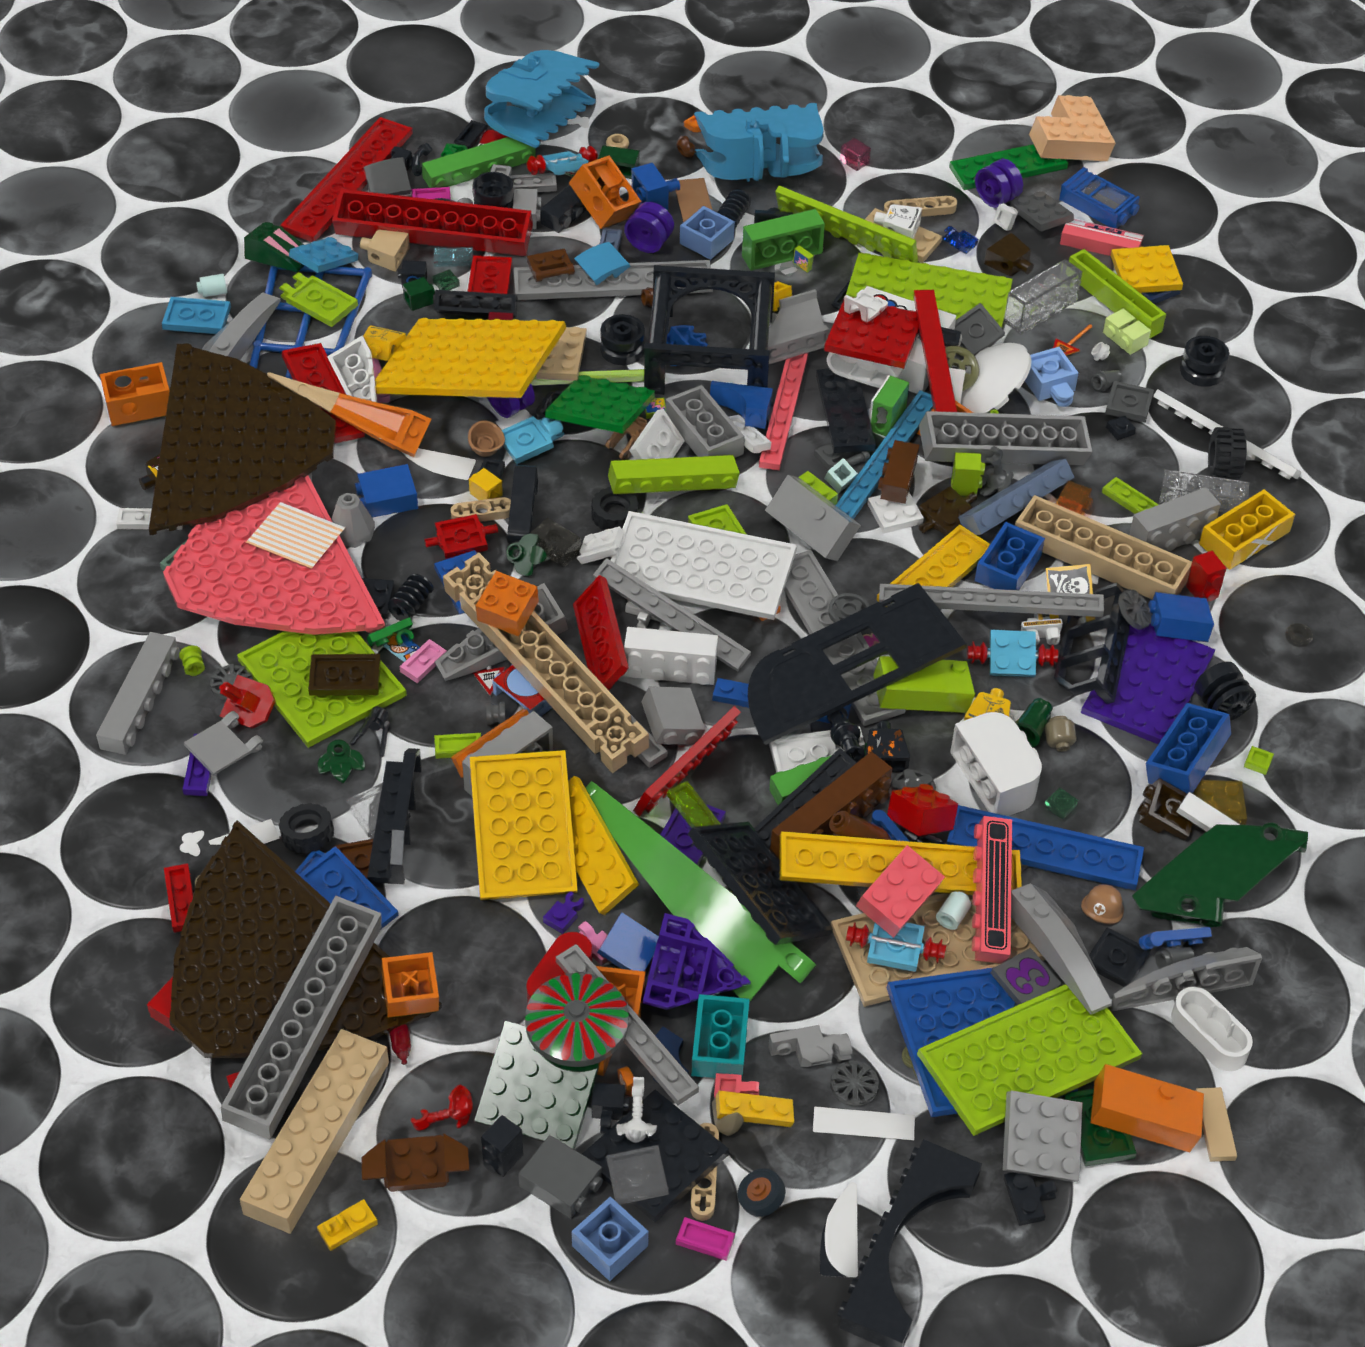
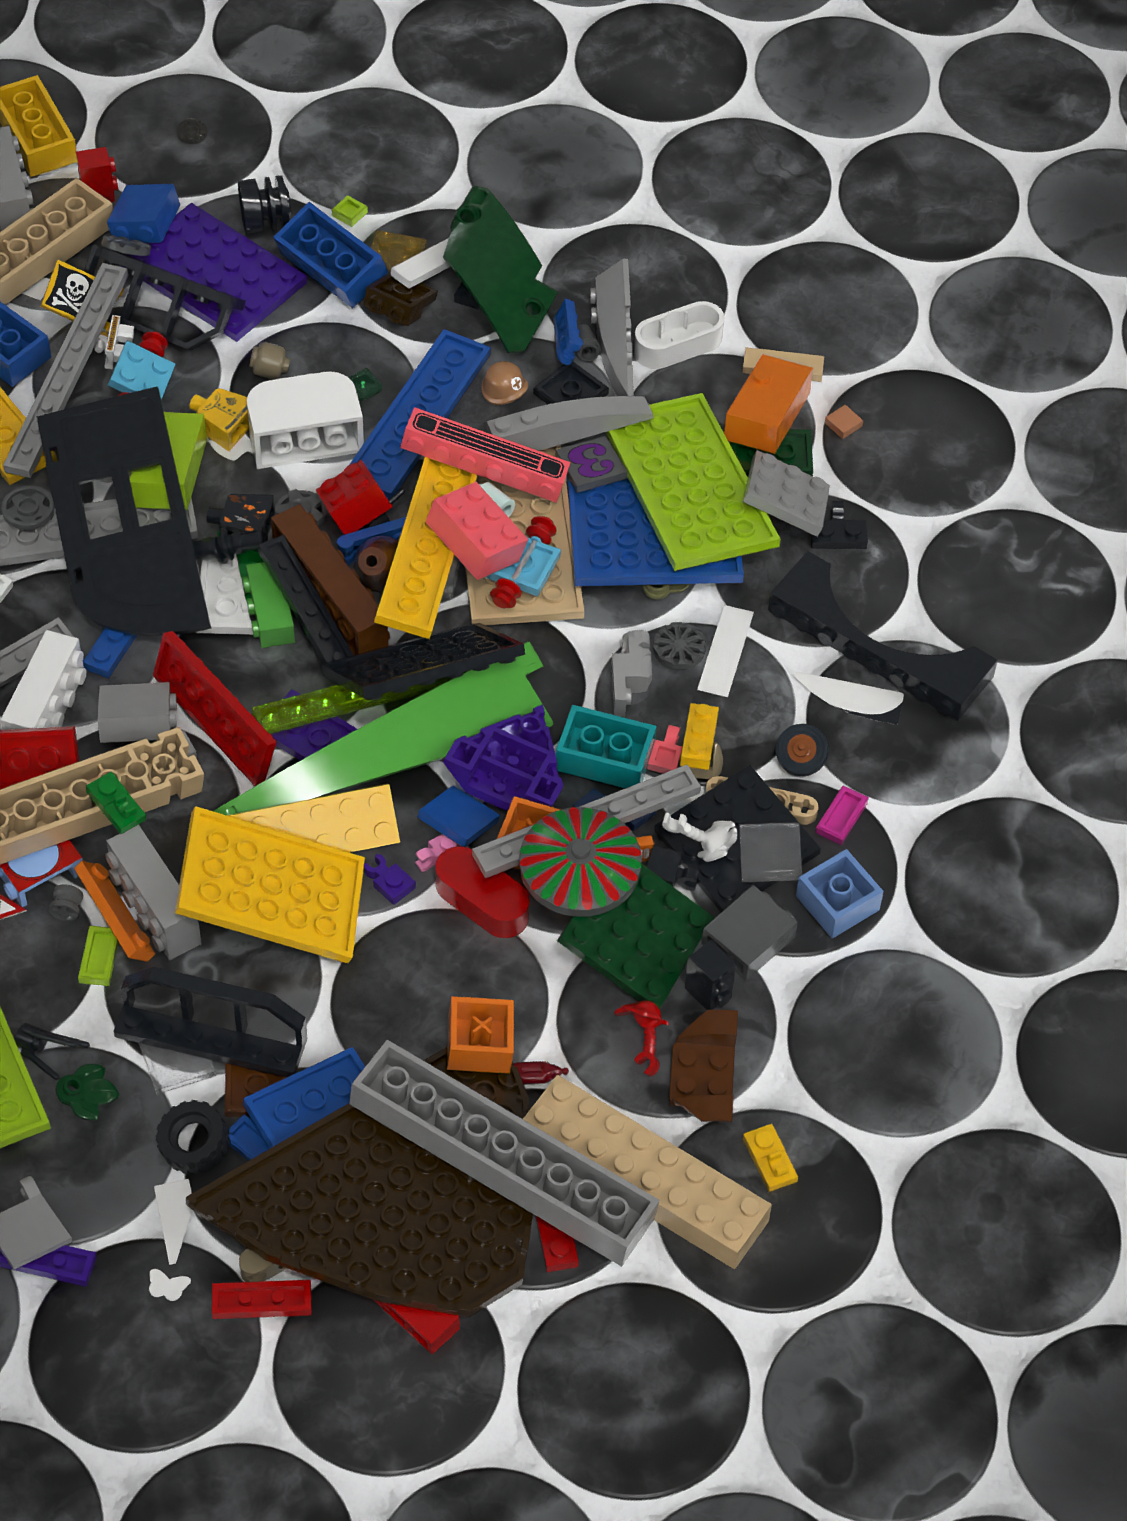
camera: 80 degrees left, 5 degrees up
(564, 706) = (115, 802): none -> green plate
(1034, 720) = (242, 375): dark green plant -> none
(1163, 1185) = (844, 421): none -> nougat tile

